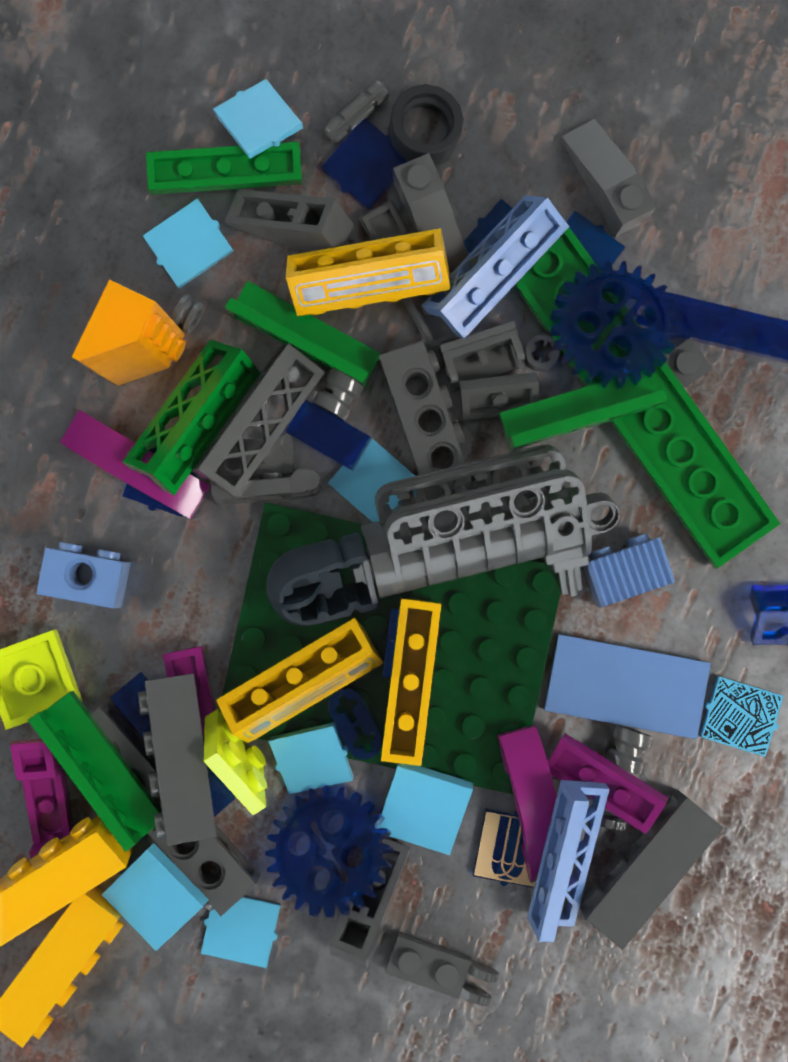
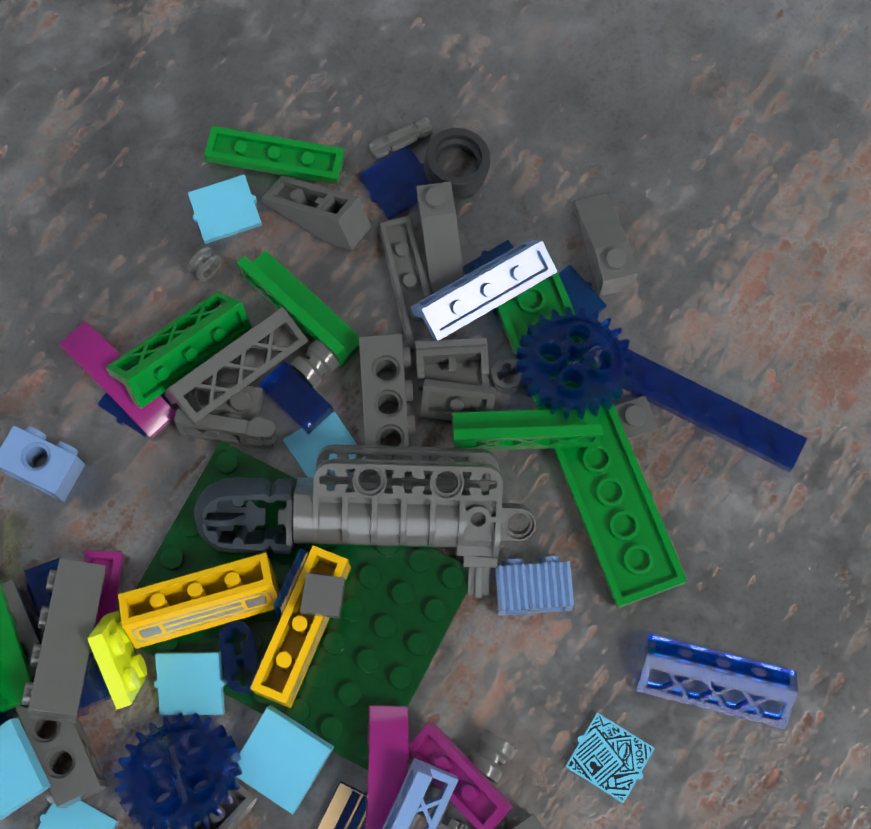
camera: 15 degrees right, 15 degrees down
(128, 337) = (144, 262): light orange slope -> none
(258, 118) = (315, 123): medium azure piece -> none
(368, 272) = (370, 266): yellow brick -> none
(428, 650) = (322, 595): none -> dark grey tile
(627, 686) = (506, 698): medium blue tile -> none

